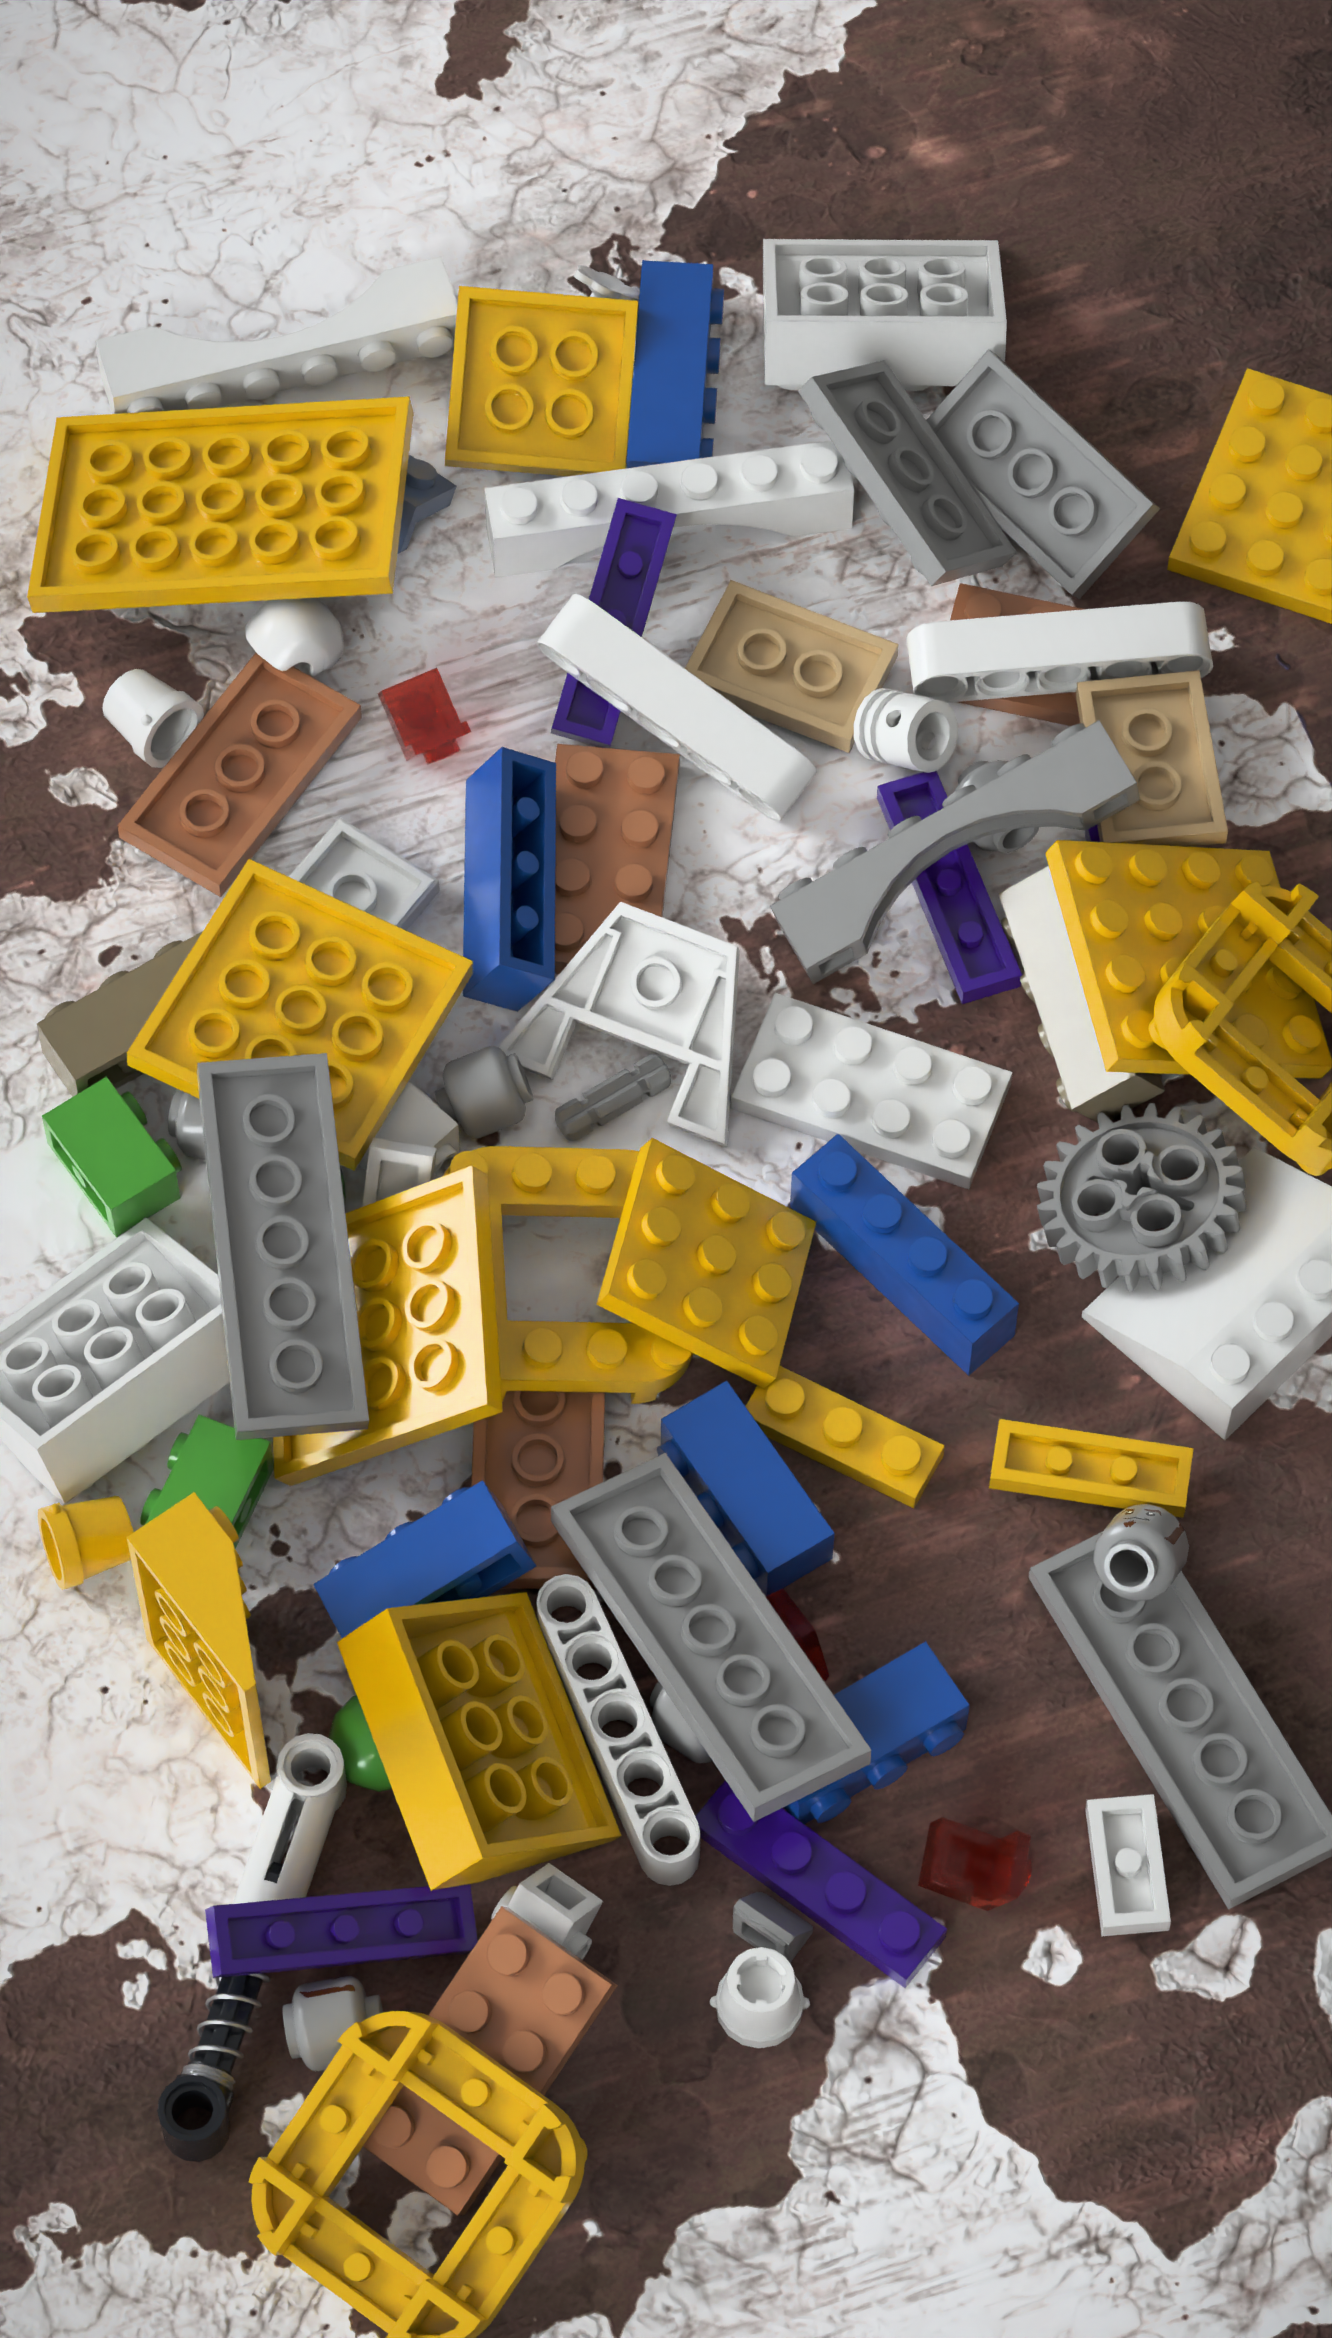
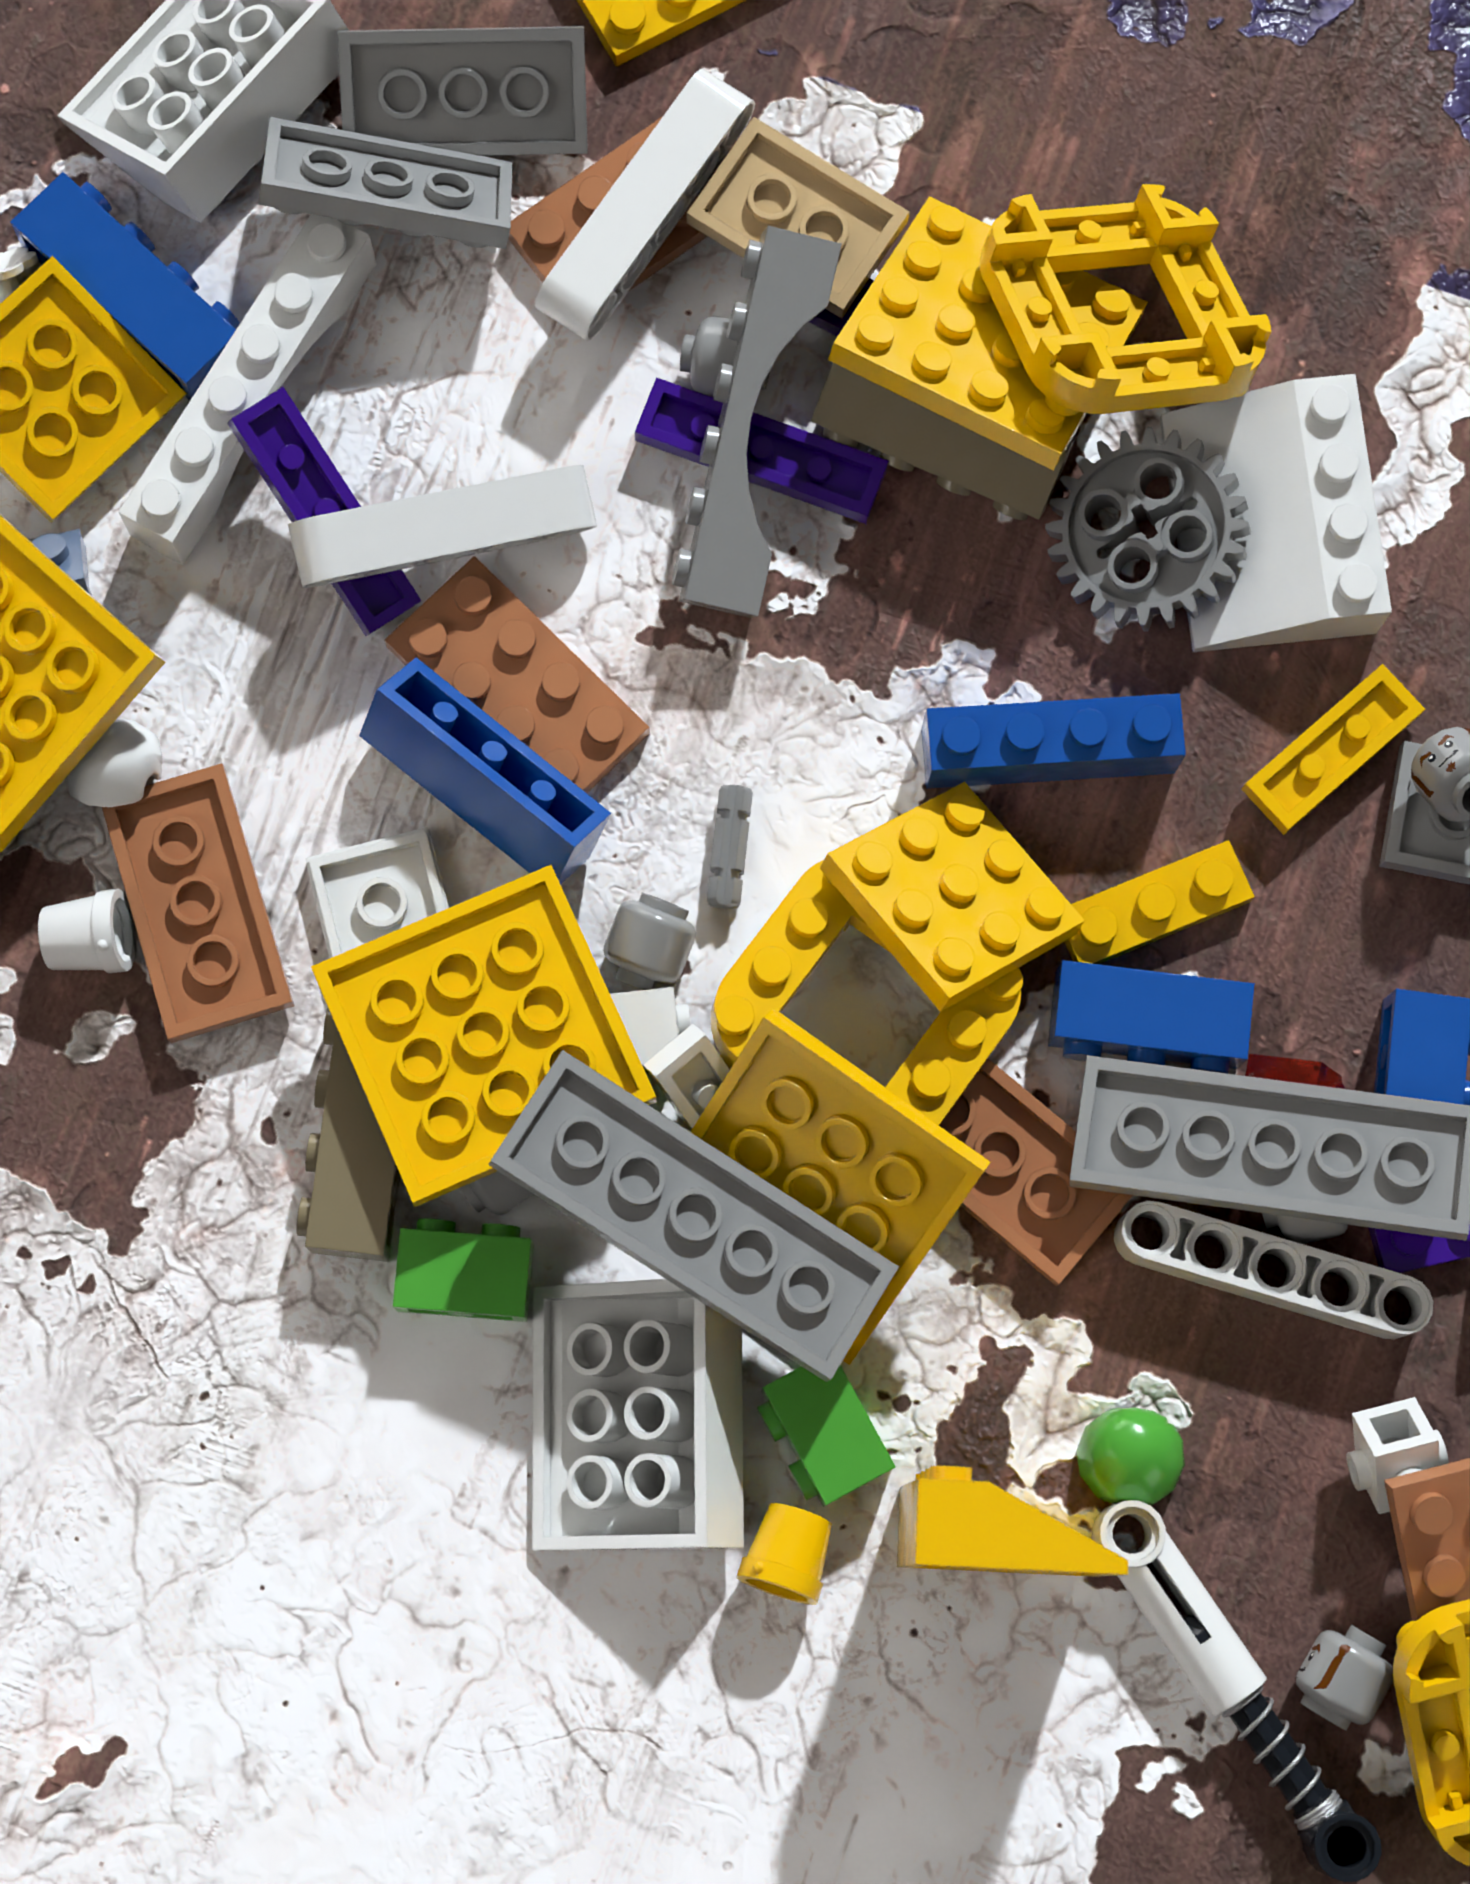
camera: 55 degrees left, 15 degrees up
(340, 1930) = (1288, 1618): dark purple plate -> none
(424, 717) = (276, 723): clear red bracket -> none
(447, 1555) = (1036, 1319): blue brick -> none
(477, 1737) = (1214, 1390): yellow slope -> none
(653, 989) = (676, 743): white wing -> none
(790, 664) = (467, 409): tan plate -> none
(873, 1089) = (882, 649): white plate -> none
(899, 729) = (600, 374): white piece -> none

